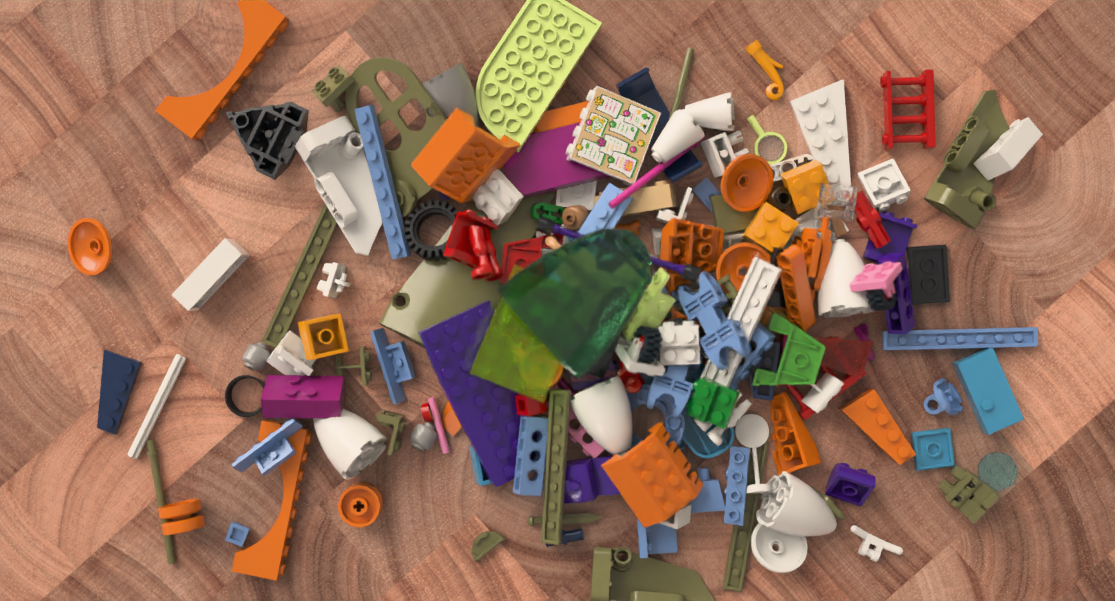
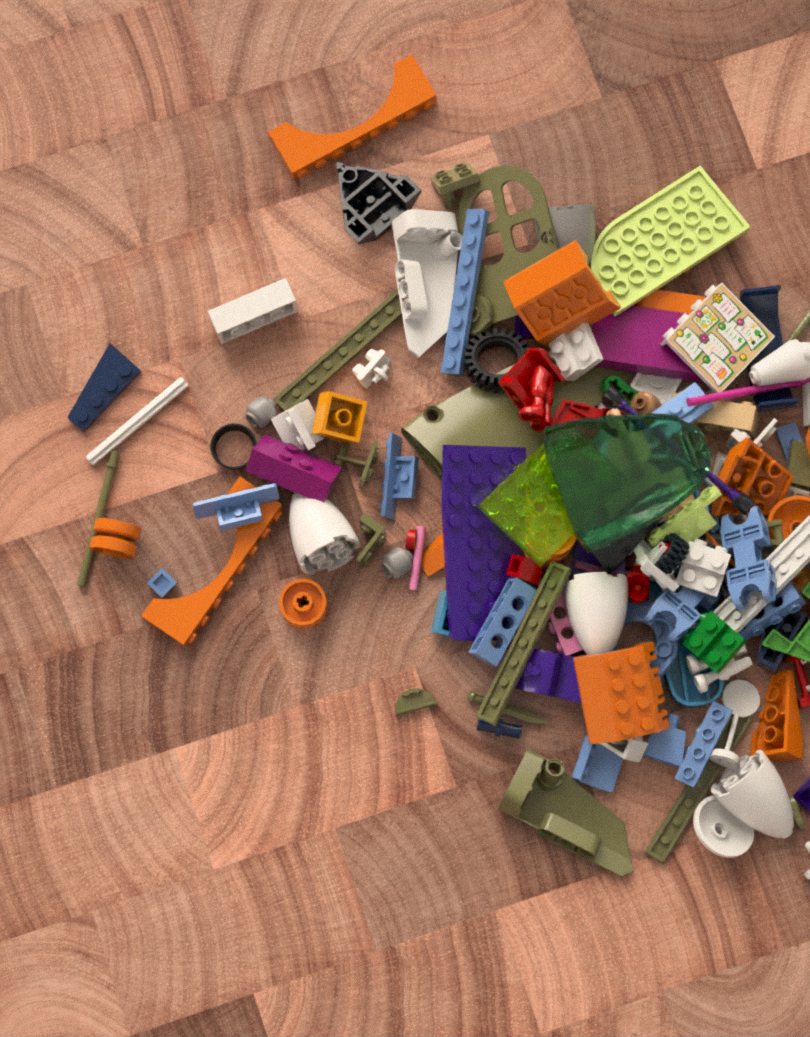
camera: 30 degrees right, 10 degrees down
(89, 246) = (143, 235): orange dish -> none

